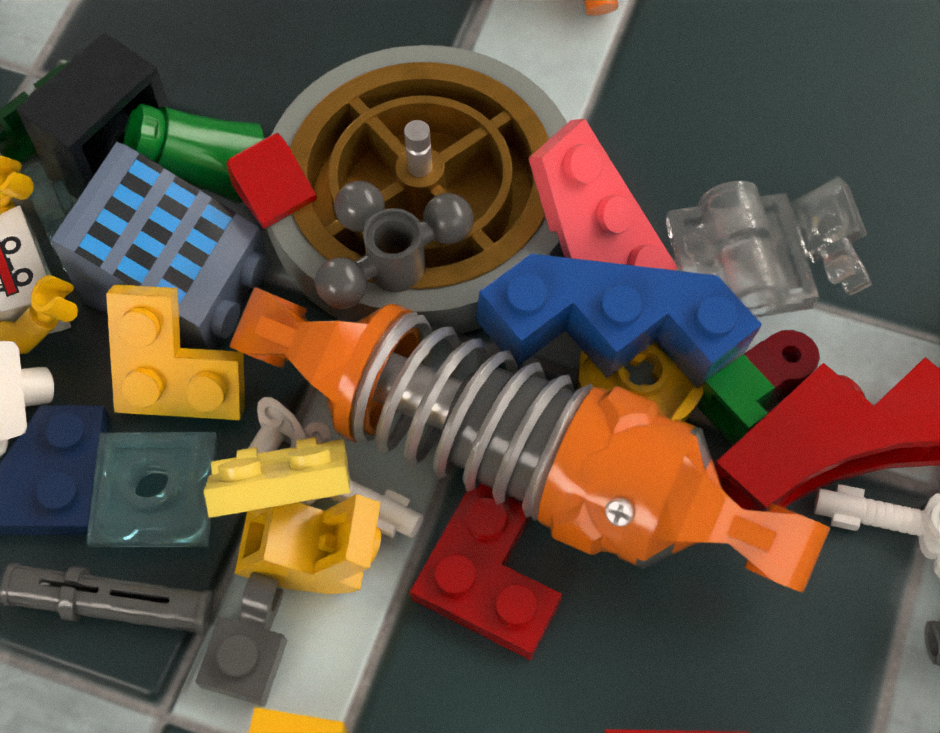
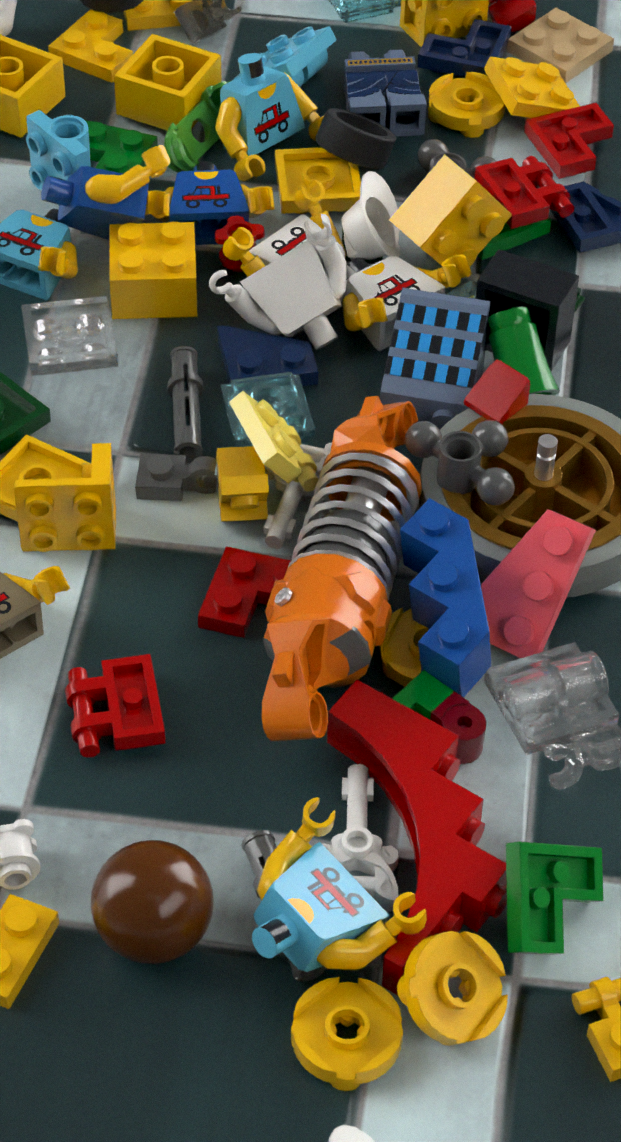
camera: 75 degrees right, 15 degrees down
(157, 375) = (346, 383): yellow plate -> none

